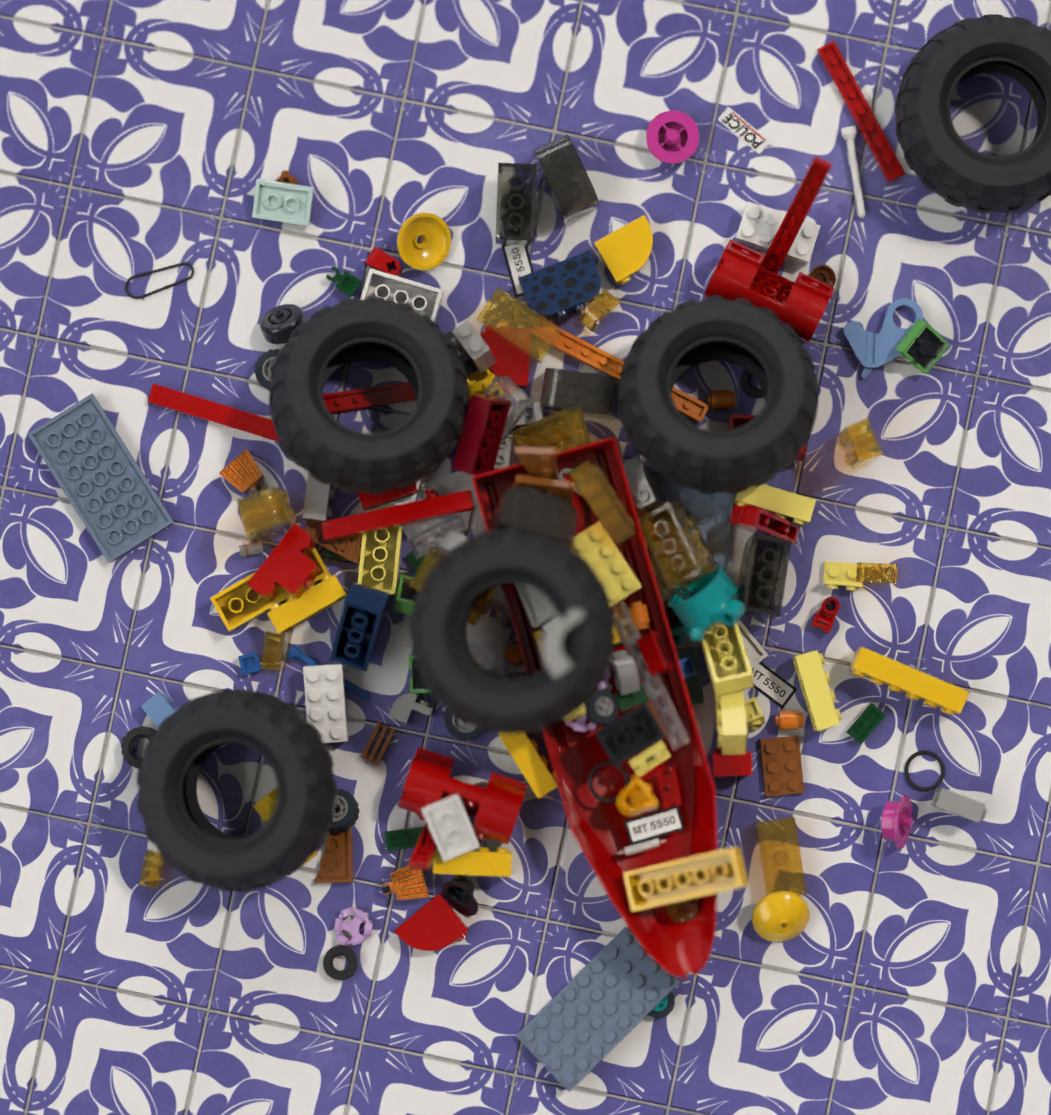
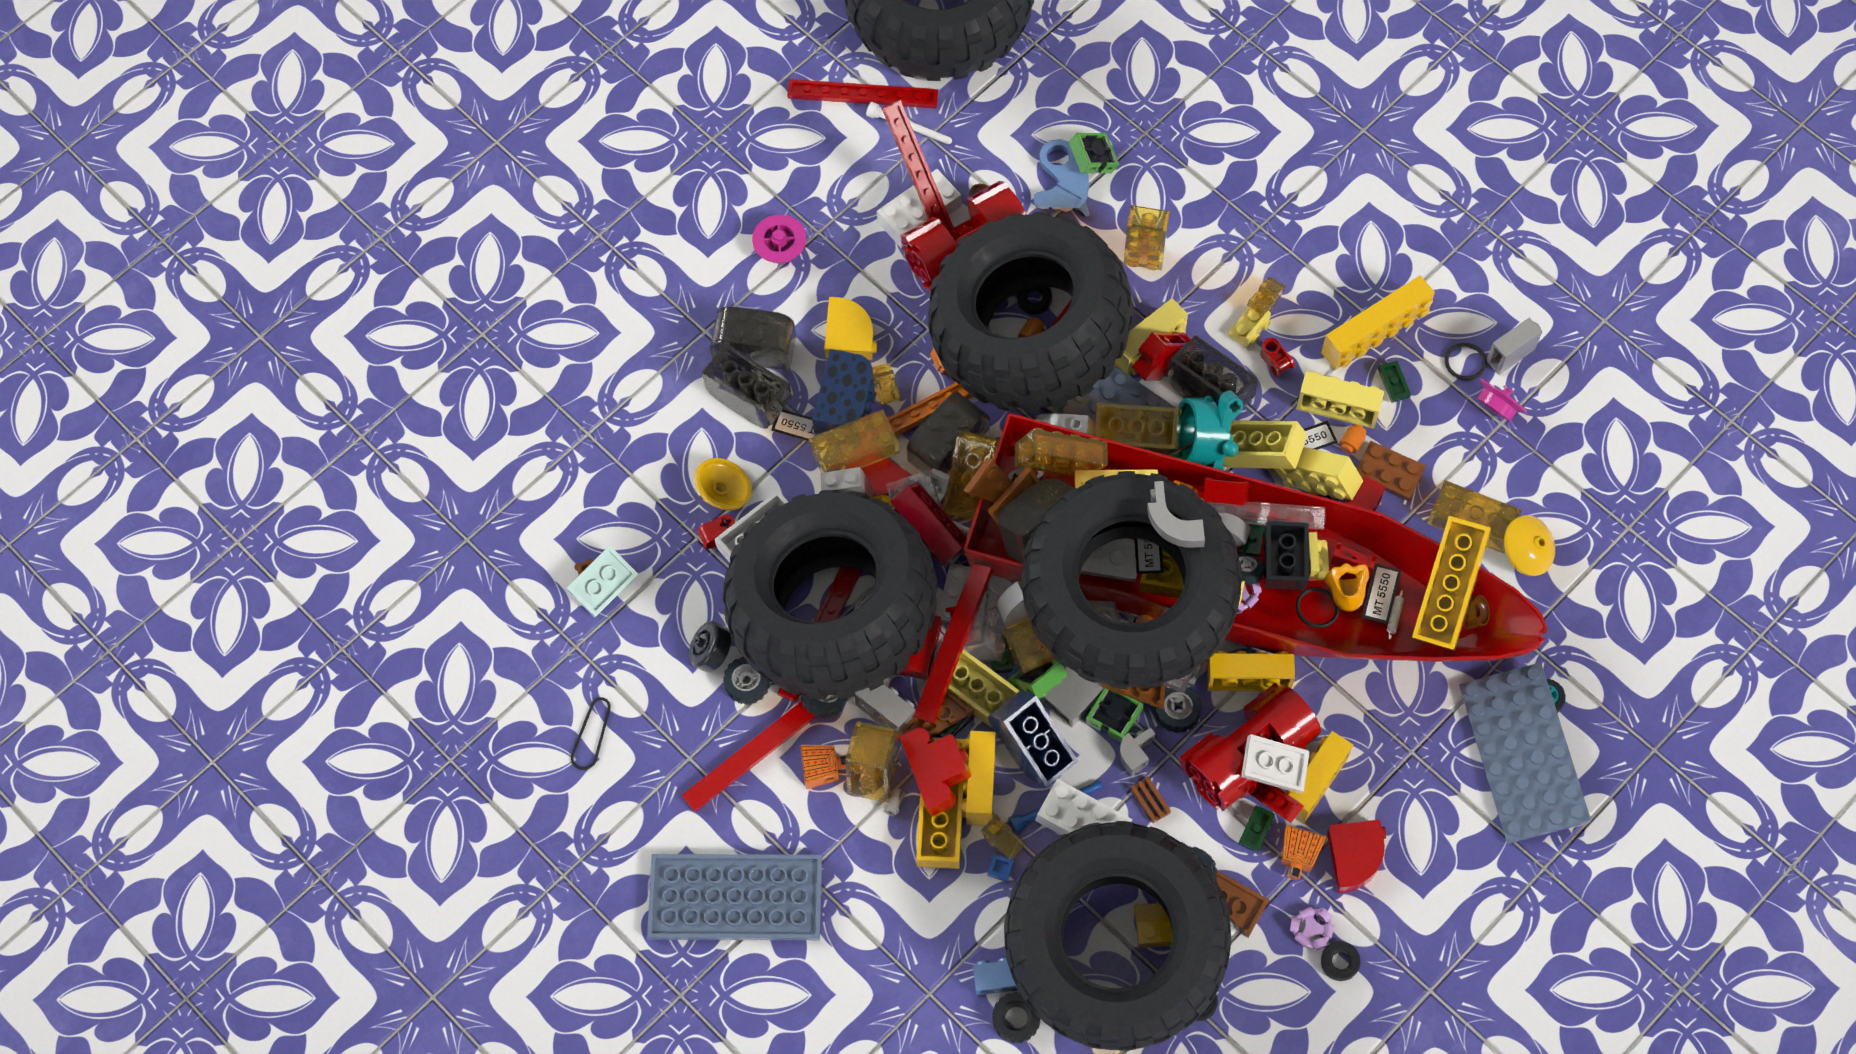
camera: 55 degrees left, 20 degrees down
(346, 283) = (711, 573): dark green plate -> none
(460, 894) = (1343, 808): black piece -> none
(744, 130) = (813, 188): white sticker -> none

